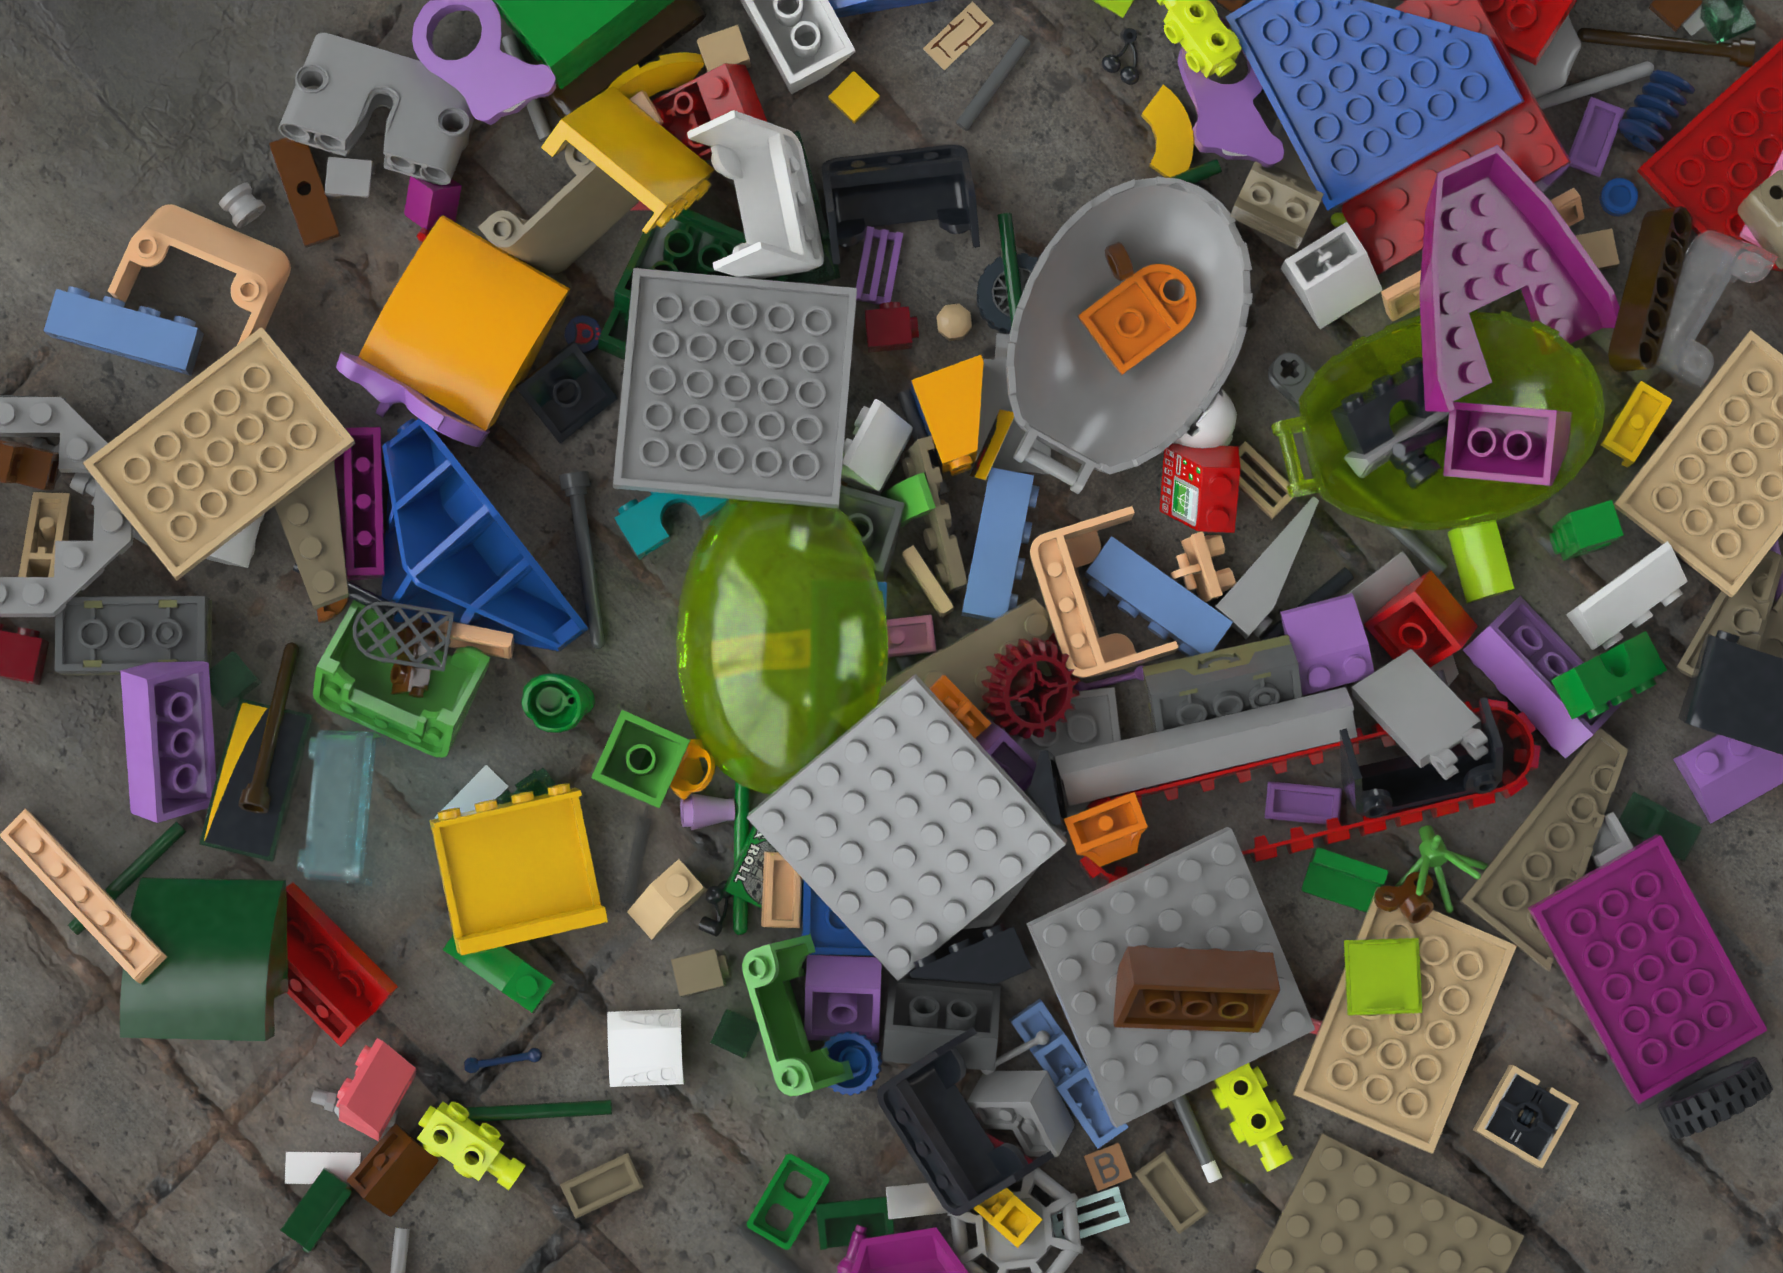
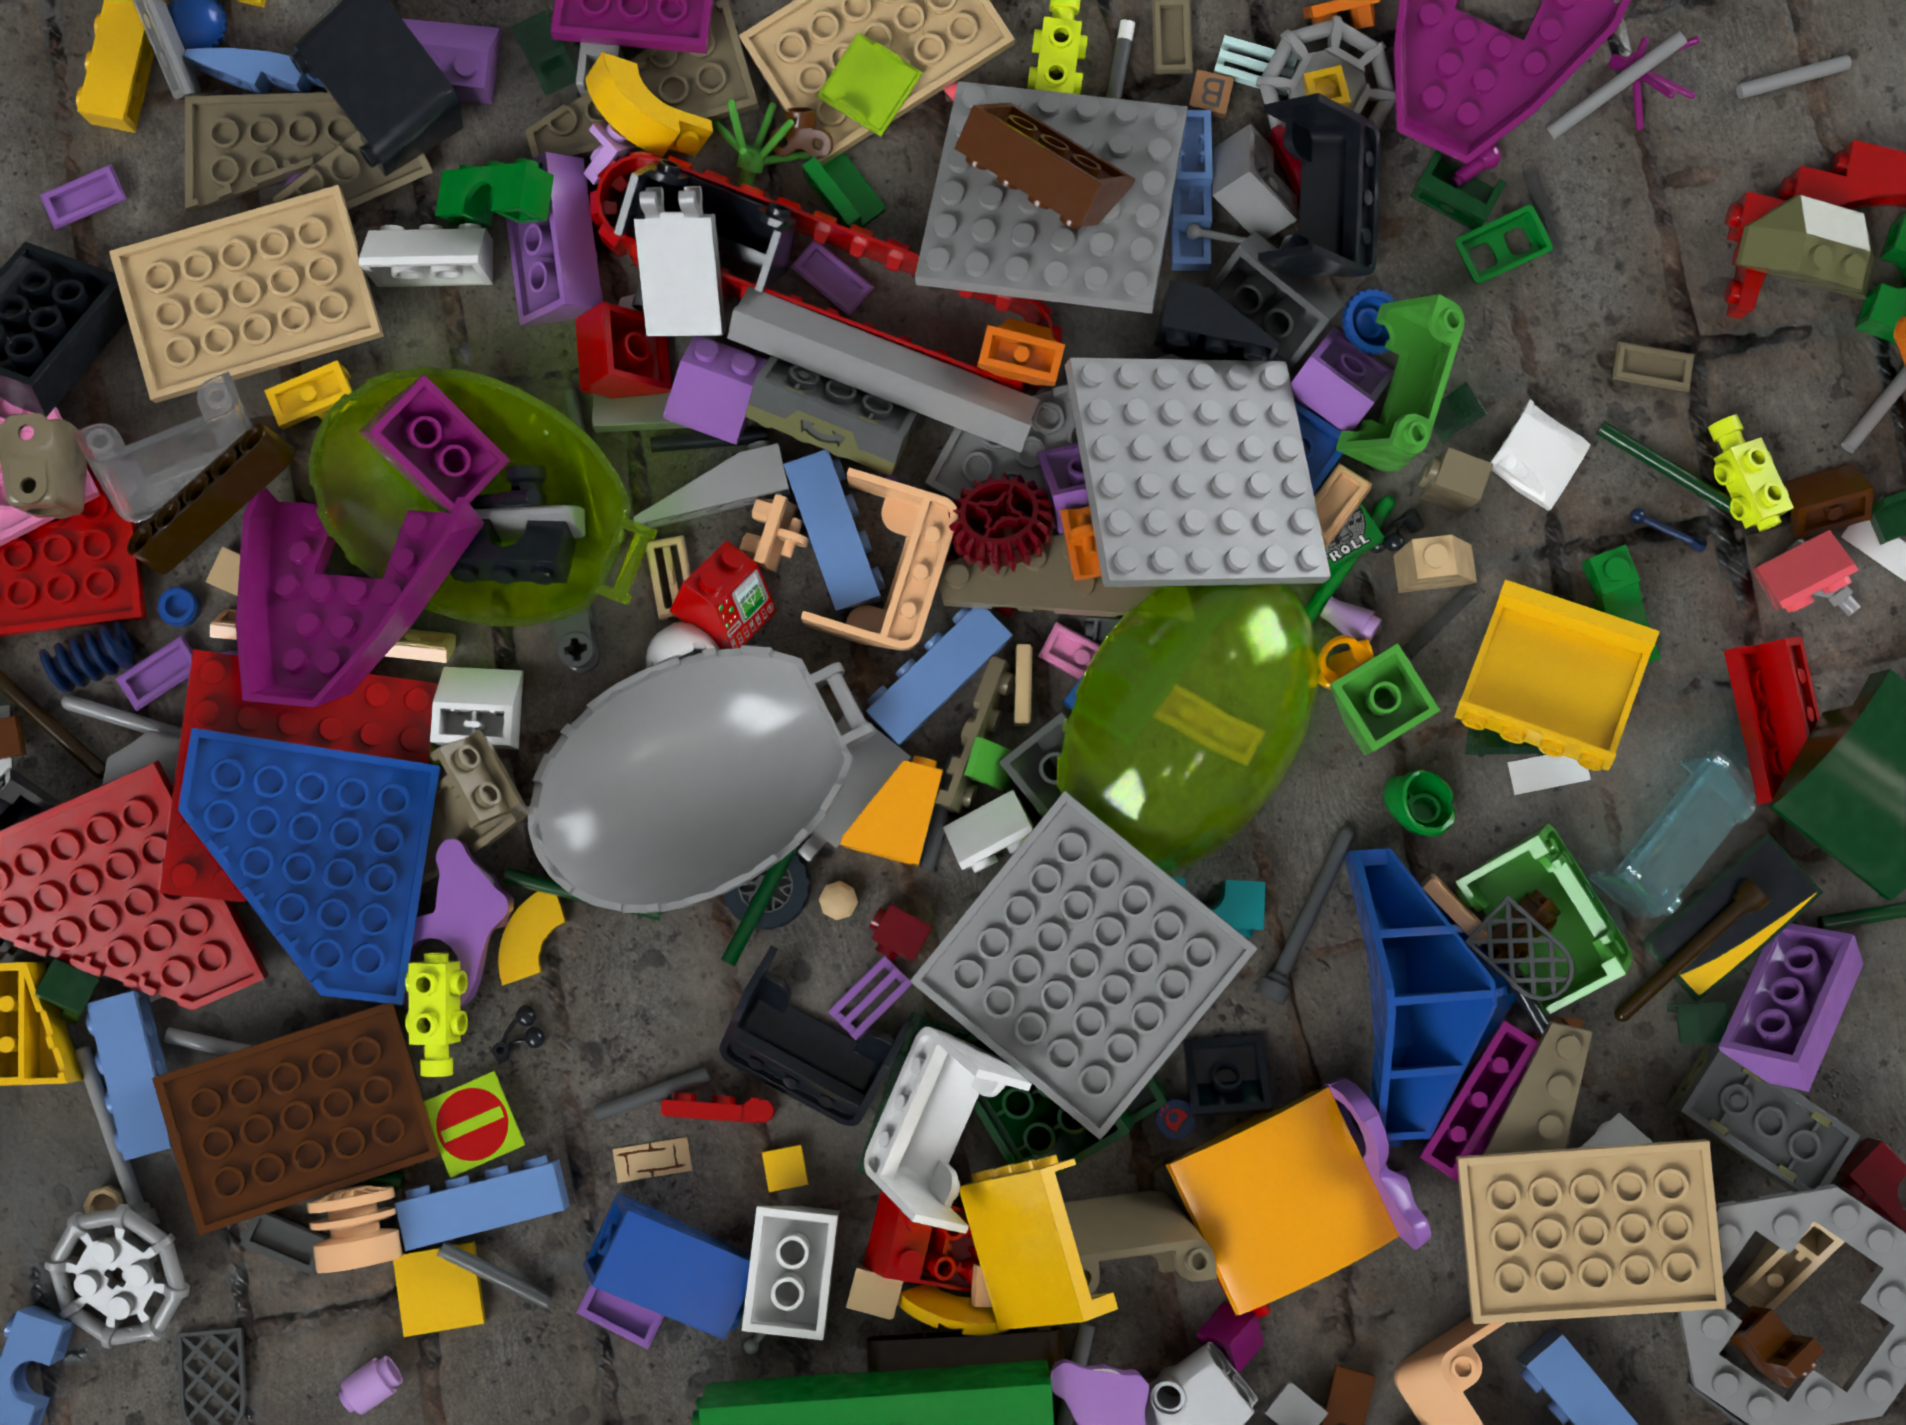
camera: 150 degrees left, 0 degrees up
(912, 1201) = (1402, 172): white sticker -> none
(933, 105) = (721, 1109): none -> red hinge
(992, 444) = (882, 764): yellow sticker -> none
(1048, 791) = (1050, 420): black slope -> none
(1119, 261) = (656, 846): reddish brown tile -> none
(1138, 316) = (674, 787): orange tile -> none
(1481, 561) = (535, 364): lime brick -> none
(1544, 817) = (639, 114): none -> yellow arch
(1546, 781) = (613, 147): none -> lavender bracket
(1586, 531) = (422, 326): green arch -> none

